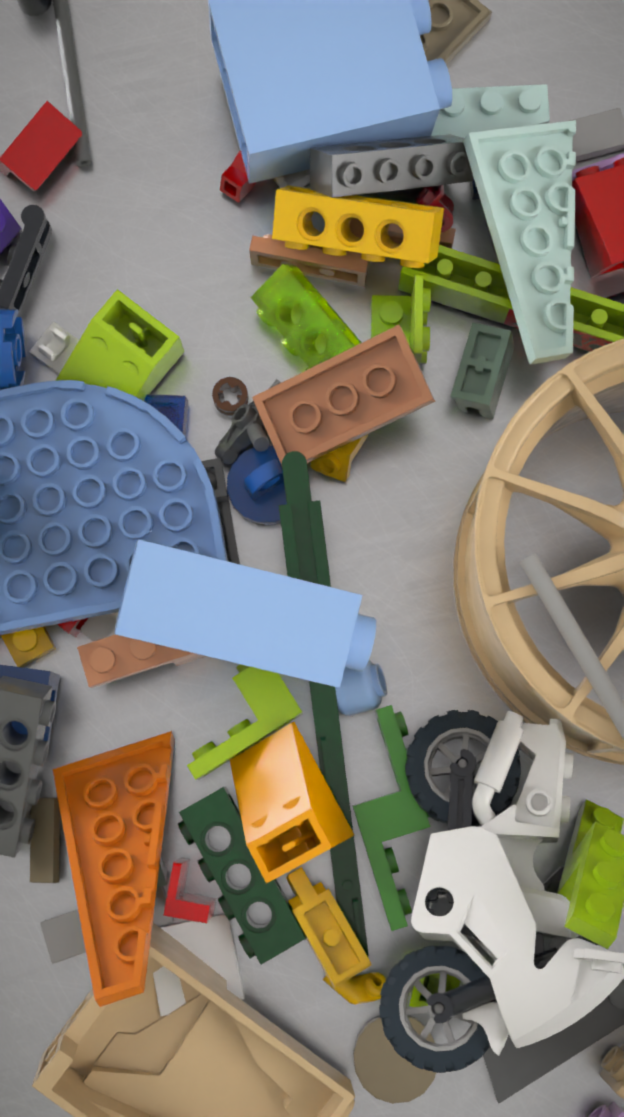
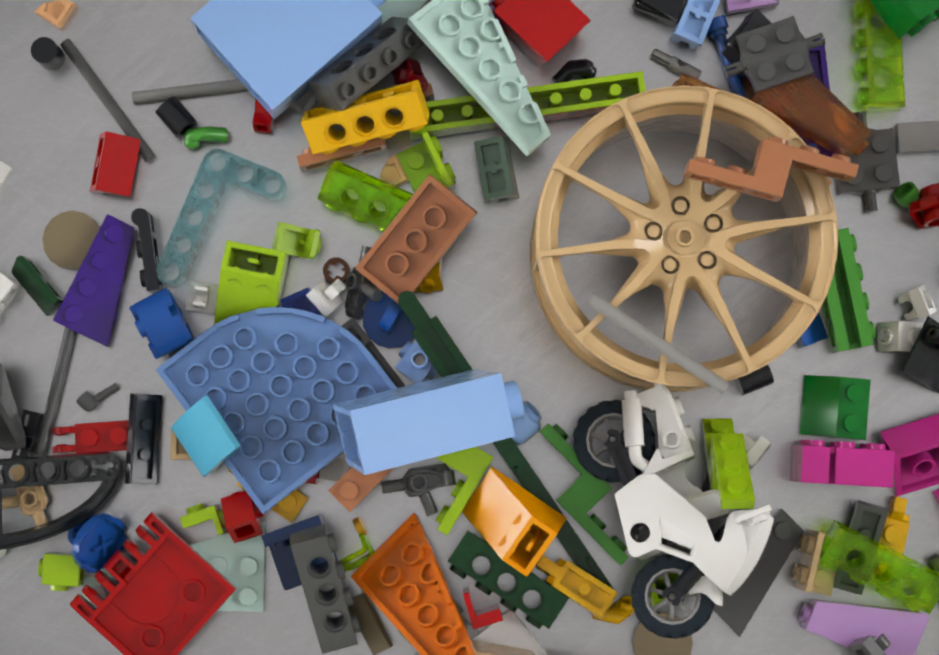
camera: 30 degrees left, 5 degrees up
(96, 719) = (360, 528): none -> clear neon green piece
(119, 249) = (208, 207): none -> clear light blue beam
(137, 129) = (175, 116): none -> black piece
(160, 162) = (208, 133): none -> bright green arm
(167, 108) = (187, 91): none -> light grey piece
(198, 698) = (420, 482): none -> dark grey piece
(202, 336) = (297, 241): none -> lime bracket
(202, 417) = (327, 296): none -> white tile
(256, 546) = (407, 364): none -> light blue brick
(358, 316) = (393, 172): none -> light nougat tile

